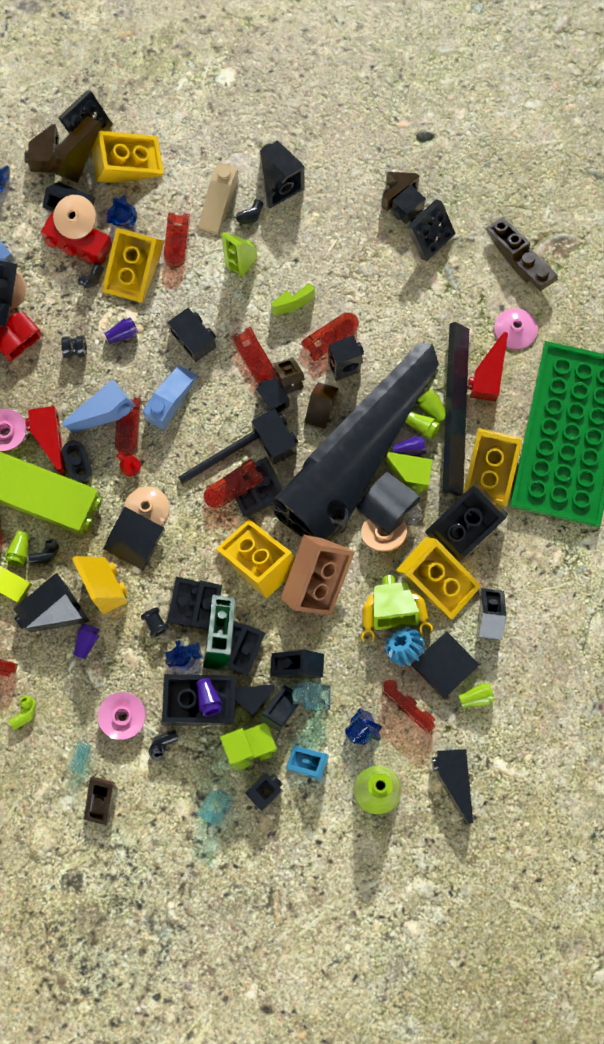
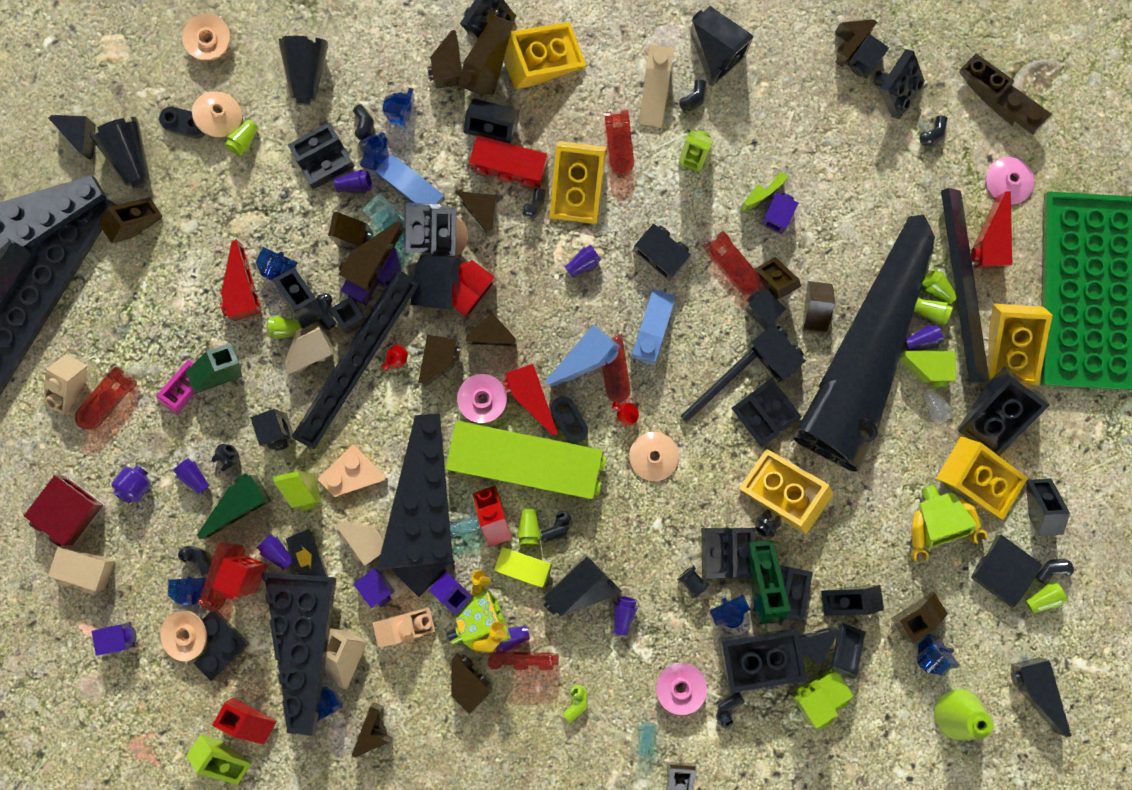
camera: 10 degrees left, 10 degrees up
(24, 376) = (491, 333): none -> dark brown slope
(45, 272) = (482, 208): none -> dark brown slope
(74, 346) = (541, 287): black wheel -> none
(83, 221) = (518, 139): light nougat dish -> none
(101, 582) = (632, 553): yellow slope -> none
(121, 213) = (553, 123): clear blue piece -> none
(134, 538) = (650, 494): black slope -> none
(208, 698) = (776, 661): dark purple cone -> none
(215, 817) = (790, 768): clear light blue brick -> none
(232, 485) = (743, 417): clear red plate -> none
(234, 583) = (766, 527): none -> black plate
(255, 792) = (852, 748): black brick -> none
(302, 319) = (779, 212): none -> dark purple brick
(307, 762) = (887, 702): dark azure slope -> none
(312, 696) = (877, 632): clear light blue brick -> none
(317, 575) = (857, 503): nougat slope -> none
(336, 330) = (813, 224): clear red plate -> none
(345, 357) = (838, 251): black brick -> none
(355, 690) = (920, 618): none -> dark brown slope
(373, 536) = (916, 428): light nougat dish -> none
(388, 503) = (914, 406): black slope -> none
(404, 646) = (965, 552): dark azure gear -> none
(408, 706) = (977, 622): clear red plate -> none
(456, 278) = (936, 134): none -> black arm
(491, 669) = (1053, 567): none -> black arm

